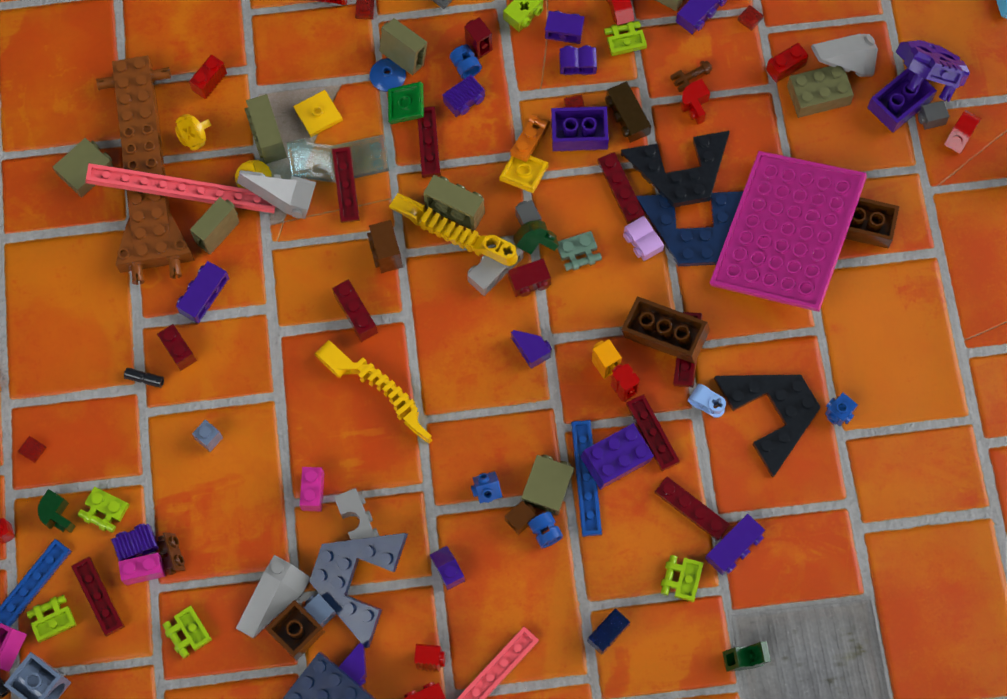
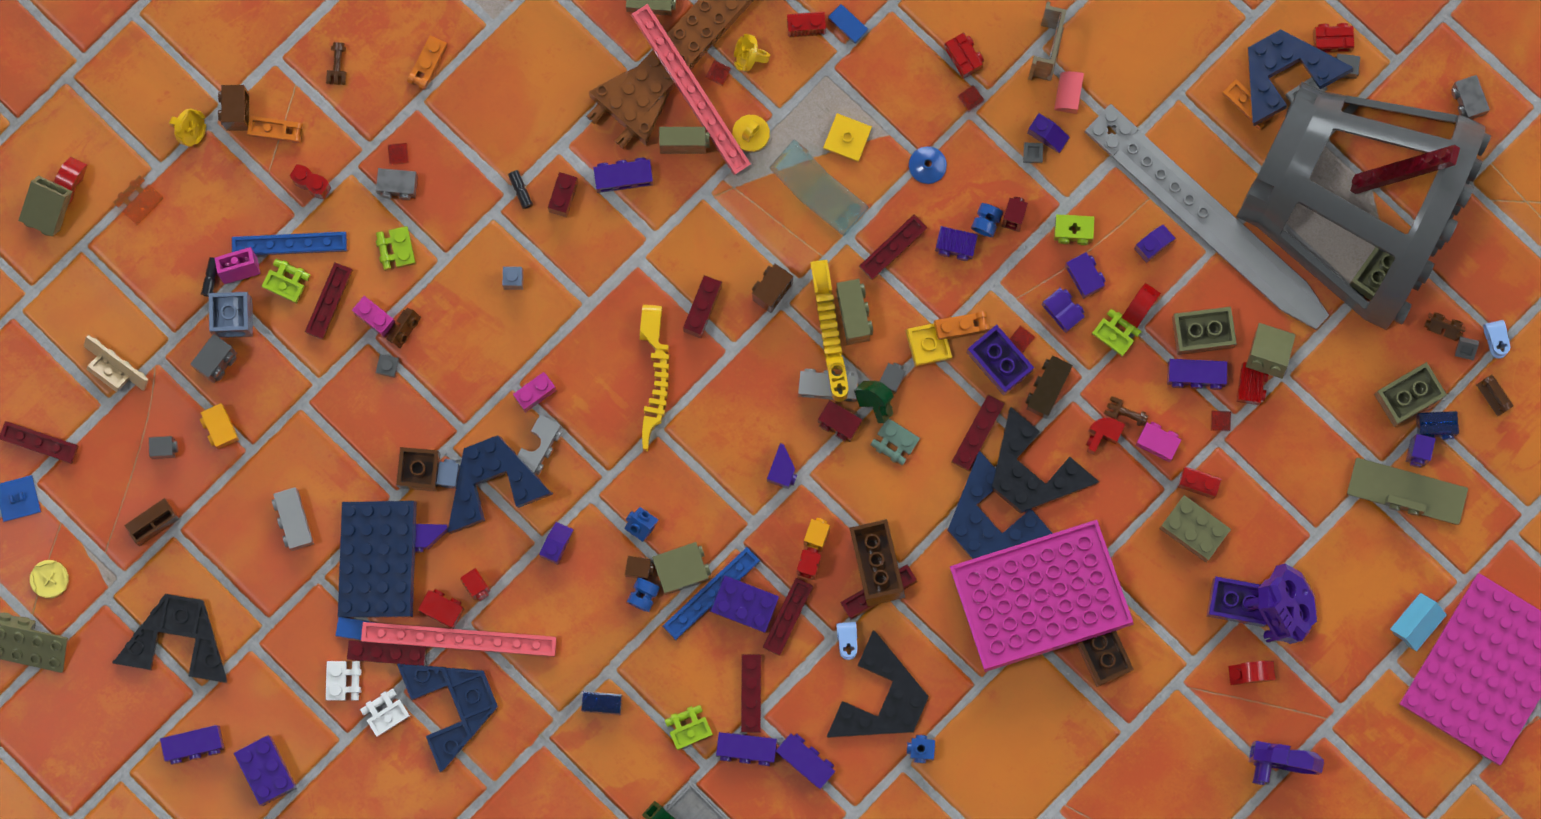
camera: 50 degrees right, 10 degrees up
(50, 511) = (364, 209): dark green brick -> none
(53, 467) = (396, 183): none -> flat silver brick
(135, 543) = (388, 294): dark purple brick -> none
(187, 165) = (718, 72): none -> clear red plate
(190, 591) = (387, 365): none -> dark grey plate
(192, 628) = (360, 391): lime plate -> none
(234, 50) = (847, 23): none -> blue tile
(265, 129) = (796, 110): olive brick -> none
(274, 593) = (432, 430): light grey wedge -> none
(288, 195) = (753, 178): light grey wedge -> none
(345, 184) = (800, 212): dark red plate -> none
(403, 46) = (957, 159): olive brick -> none
(405, 103) = (911, 201): green tile -> none
(643, 238) = (946, 484): lavender brick -> none
(732, 68) = (1158, 441): none -> dark pink brick
(782, 506) = (806, 760): none -> dark purple brick
(850, 52) = (1242, 529): light grey wedge -> none
(933, 115) = (1247, 638): dark grey brick -> none

